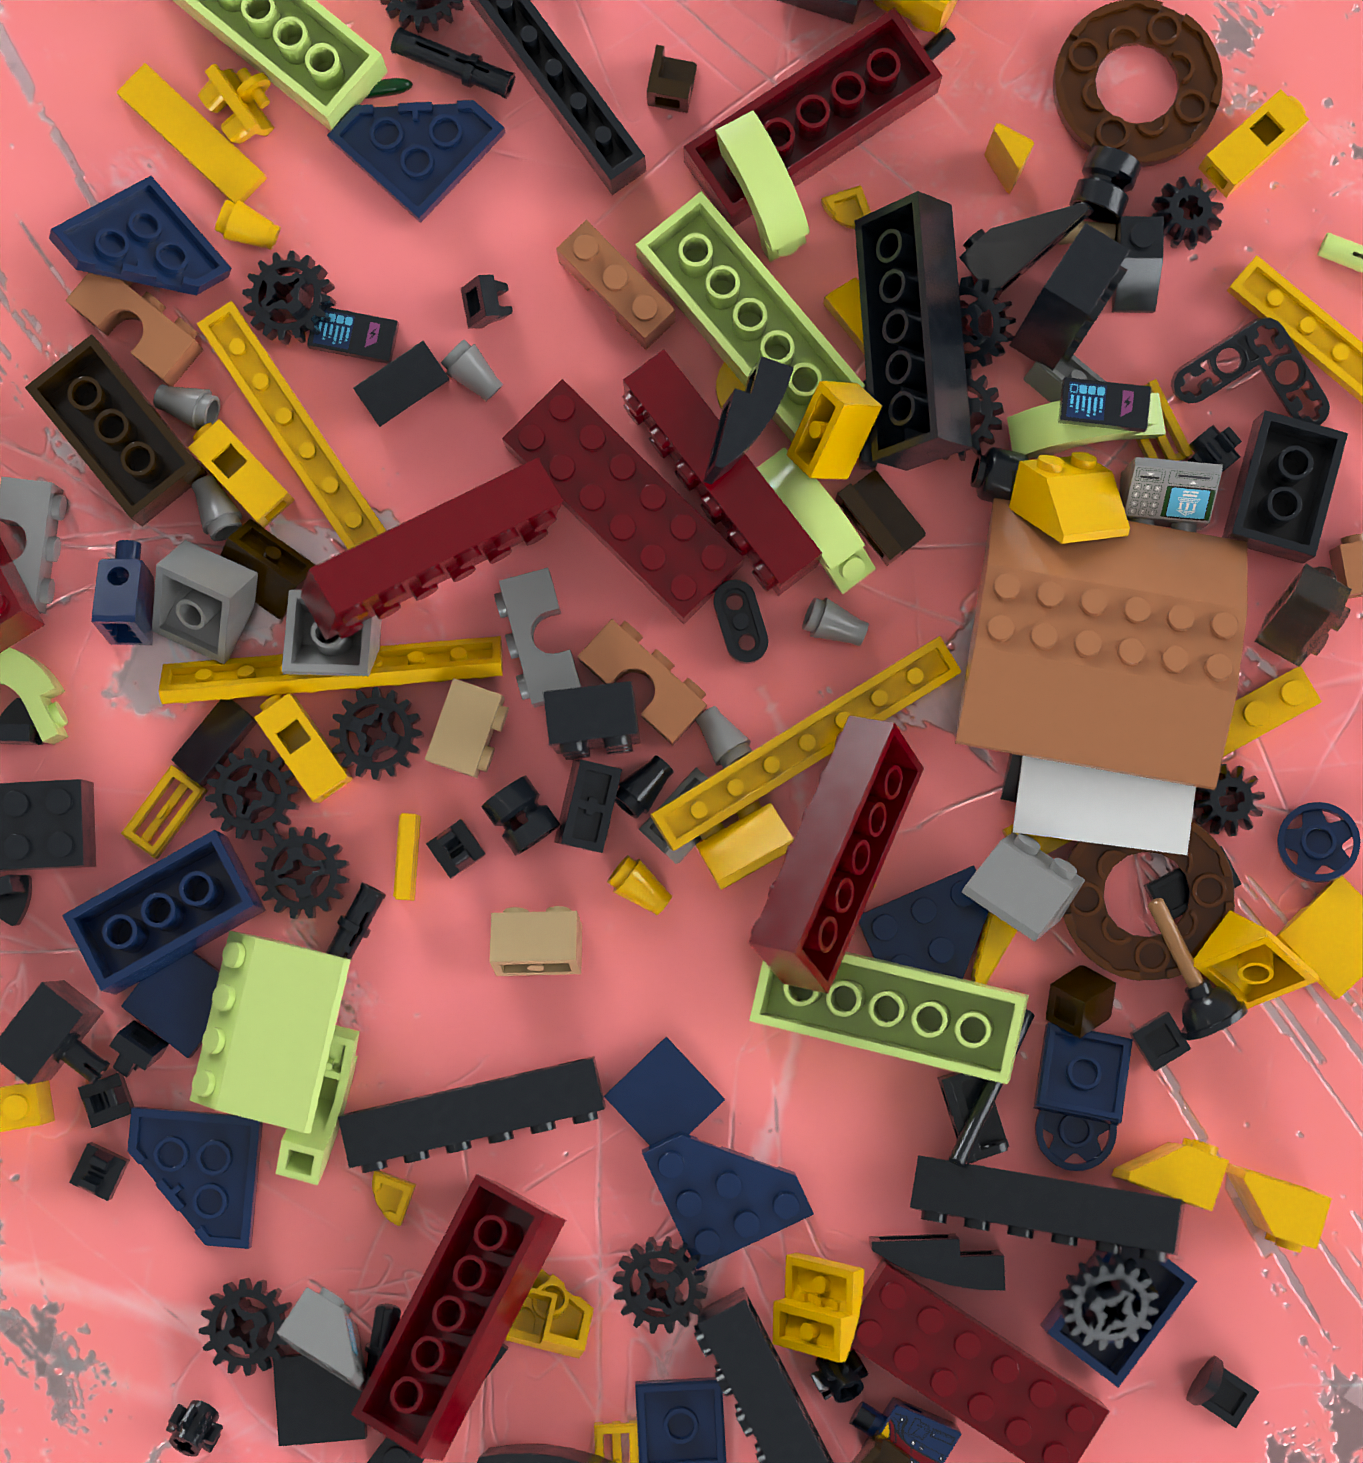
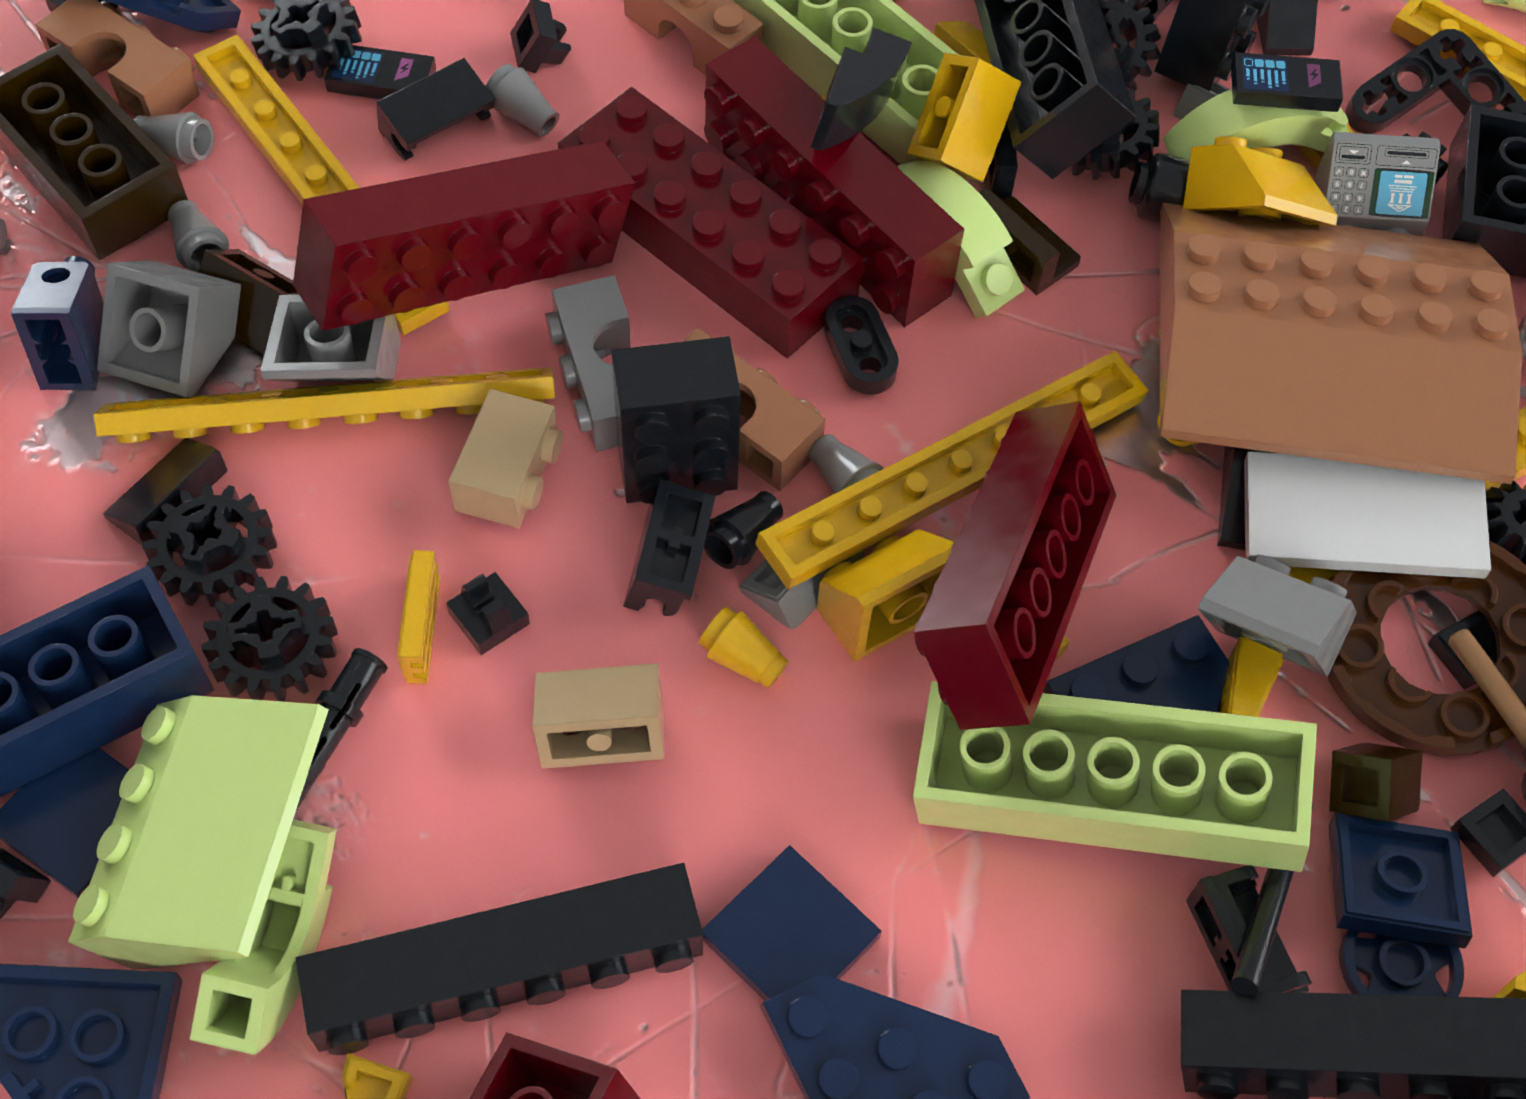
camera: 10 degrees left, 25 degrees down
(176, 823) = (114, 562): yellow tile -> none
(240, 472) = (234, 198): yellow brick -> none
(302, 746) = (287, 487): yellow brick -> none
(383, 714) = (385, 472): black gear -> none
(511, 803) = (578, 560): black wheel -> none
(831, 622) = (979, 344): light grey cone -> none

